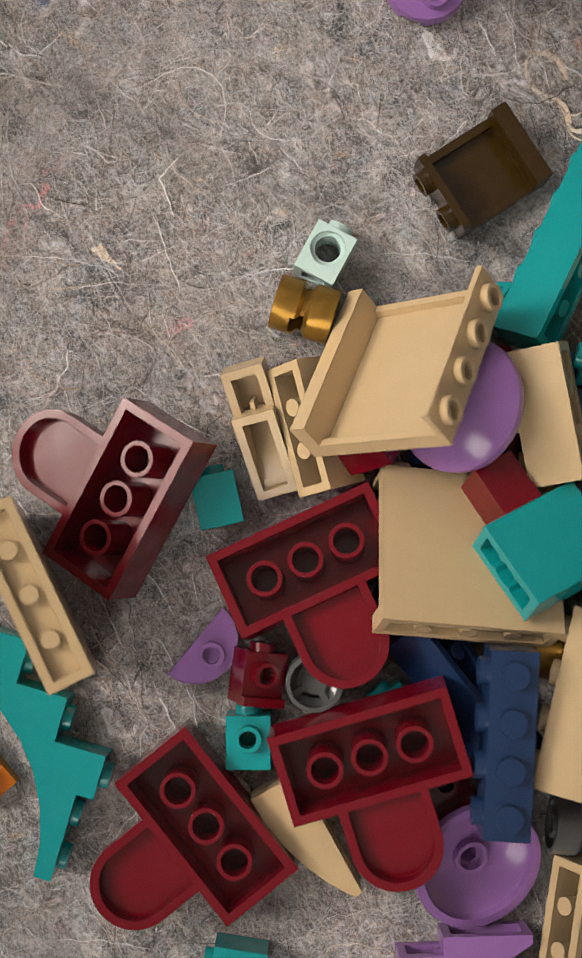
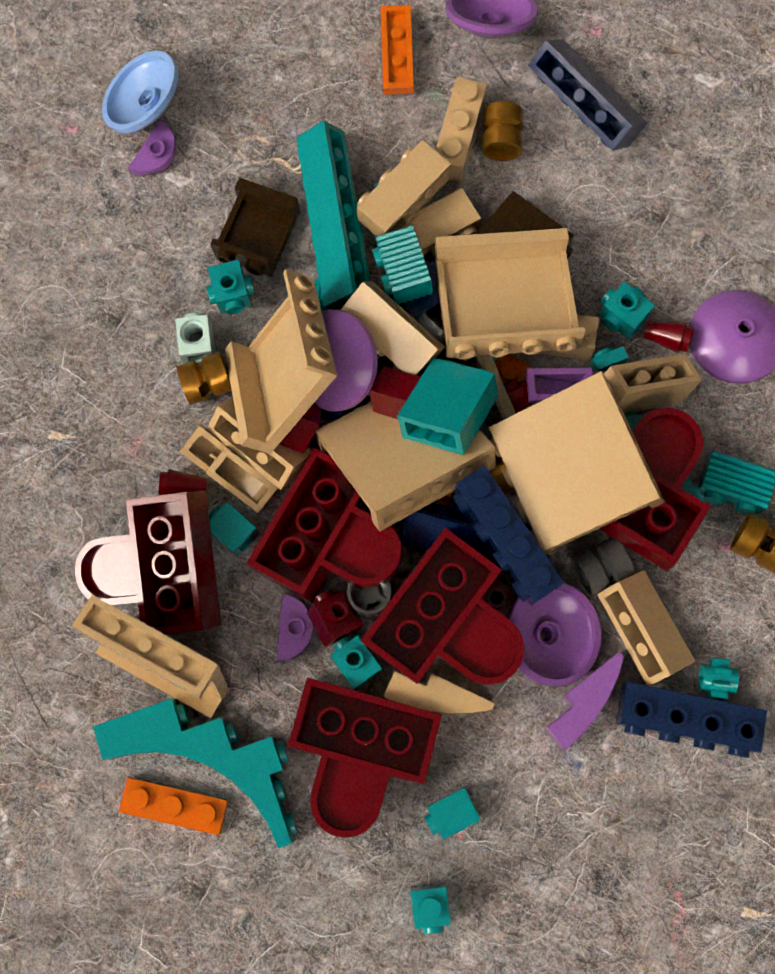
camera: 30 degrees left, 10 degrees down
(196, 410) = (179, 482): none -> dark red cone
(404, 210) = (229, 287): none -> teal brick

